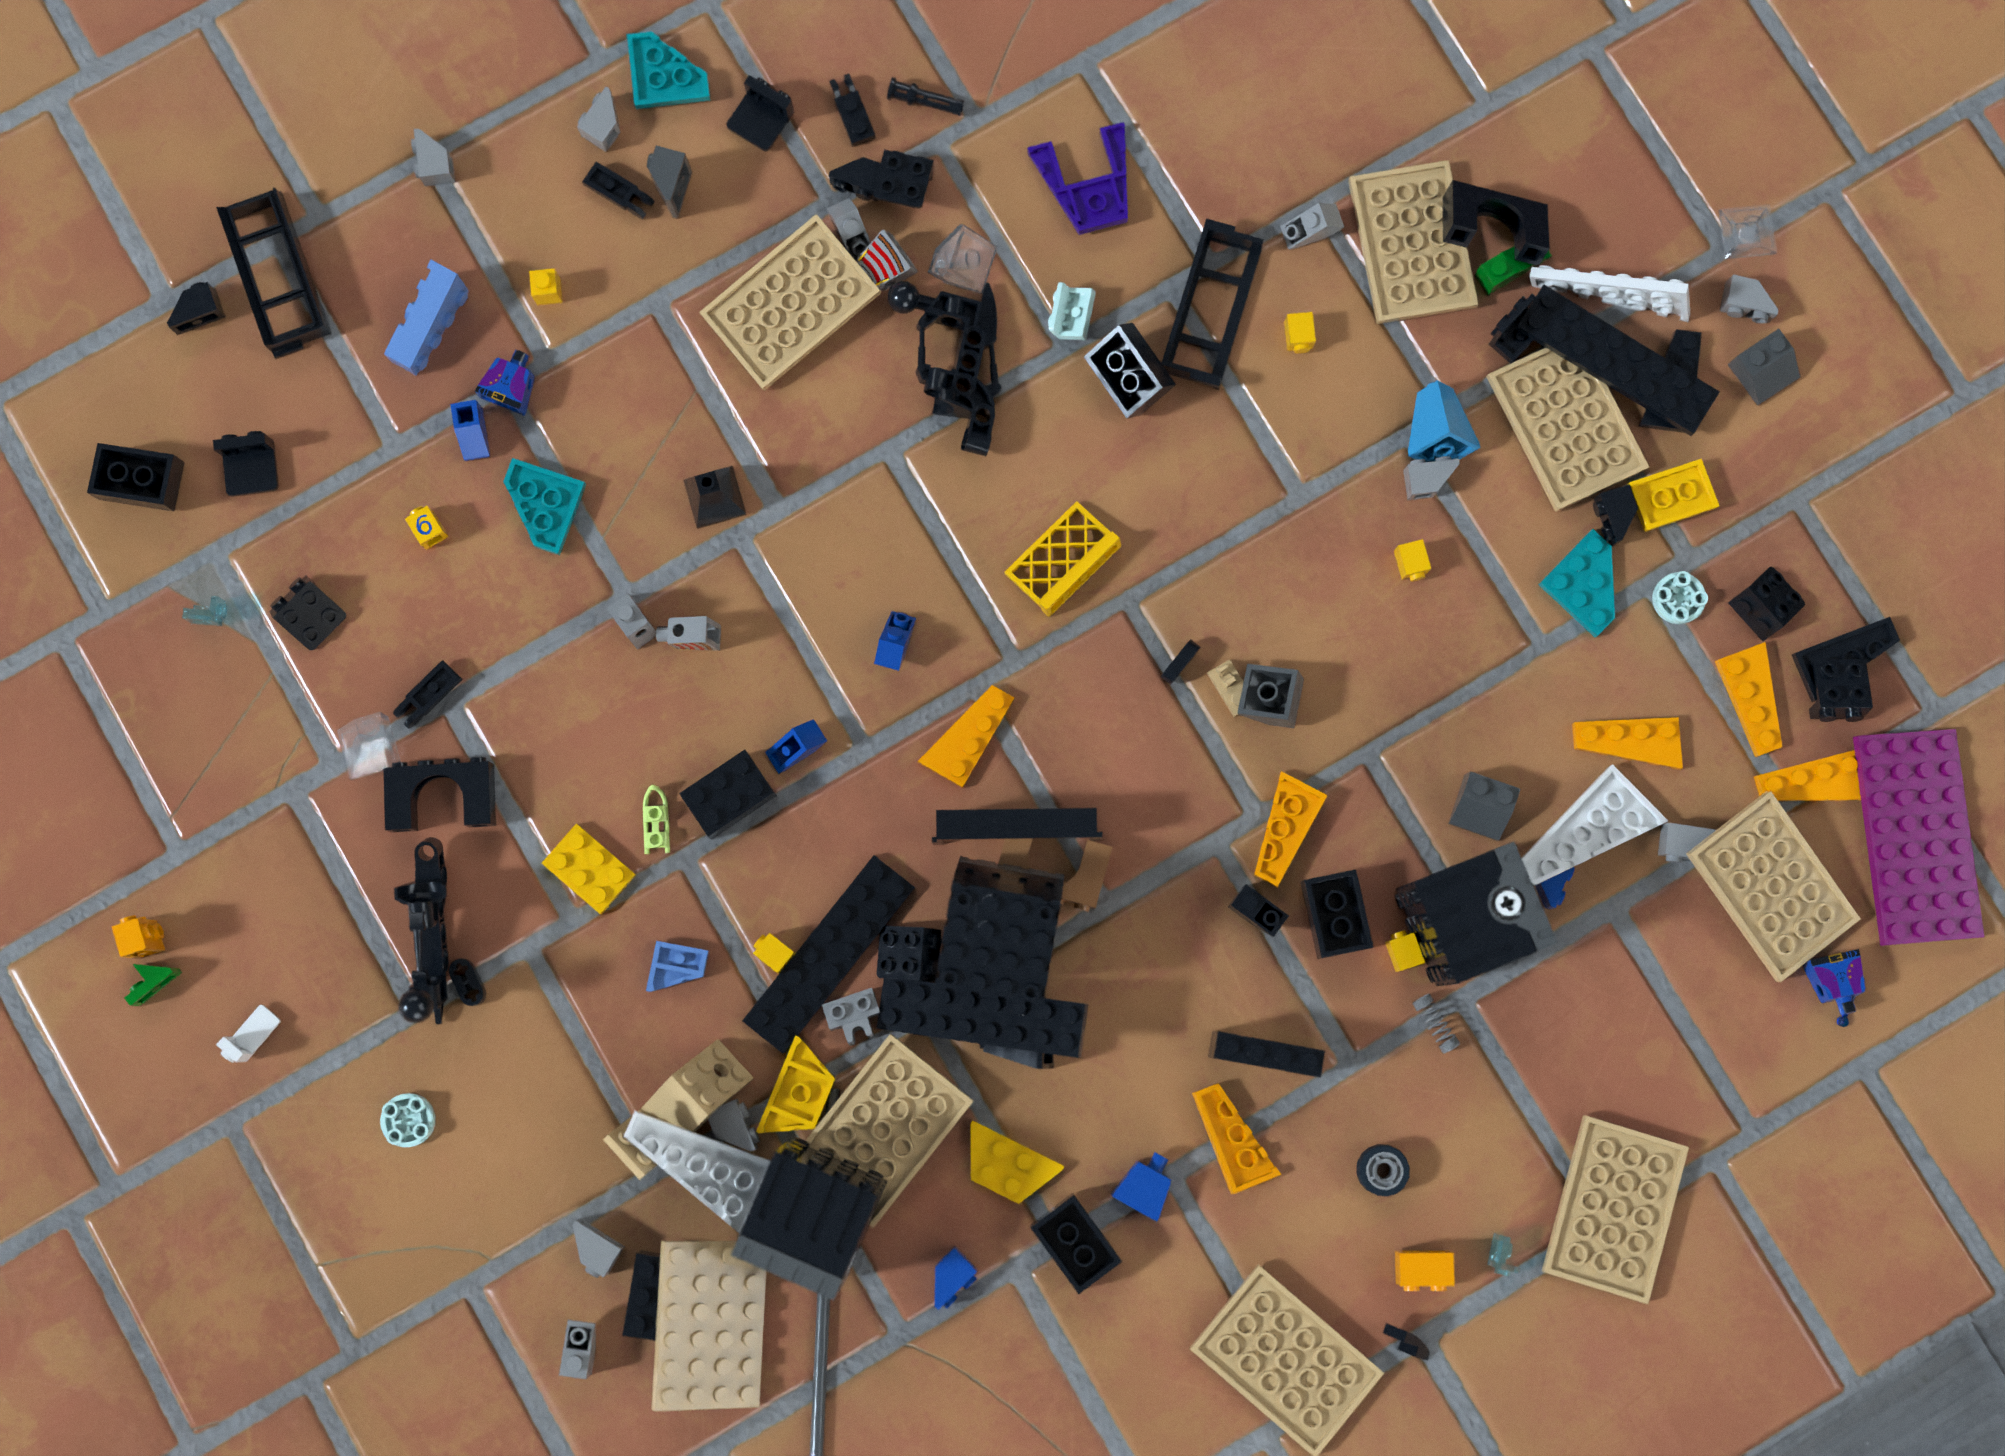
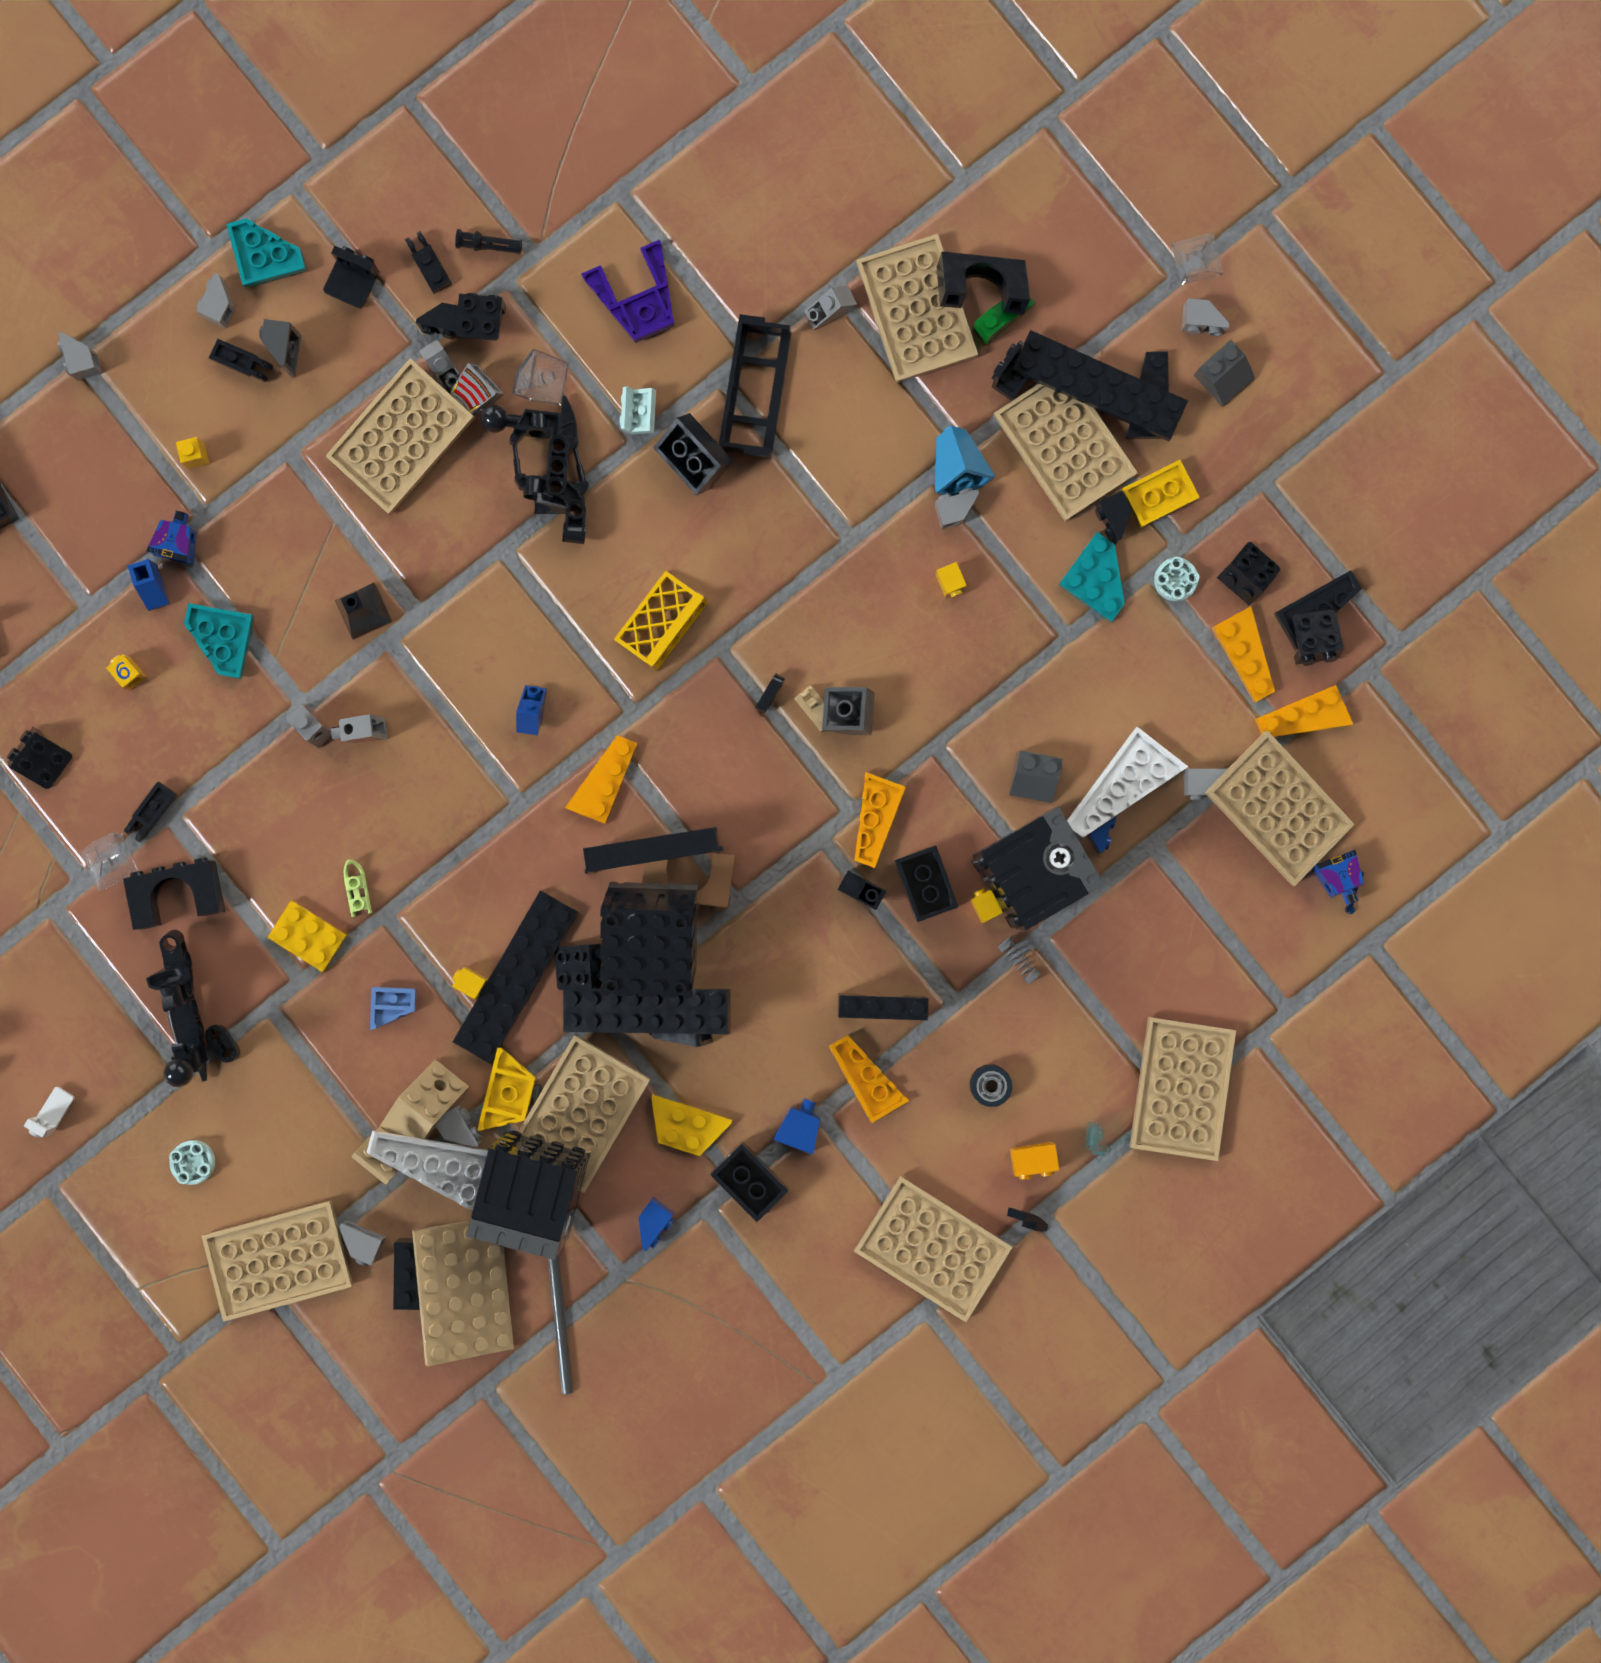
camera: 10 degrees left, 5 degrees up
(427, 318) = (96, 494): medium blue wedge -> none
(490, 1255) = (277, 1260): none -> tan plate
(578, 1349) = (360, 1326): light grey slope -> none
(728, 794) = (412, 858): black brick -> none
(796, 746) = (462, 809): blue slope -> none
(852, 1014) = (542, 1023): light grey plate -> none
(1300, 332) = (832, 400): yellow brick -> none
(1618, 290) = (1093, 325): white wing -> none
(1641, 740) = (1156, 702): light orange wing -> none
(1918, 837) = (1394, 749): magenta plate -> none

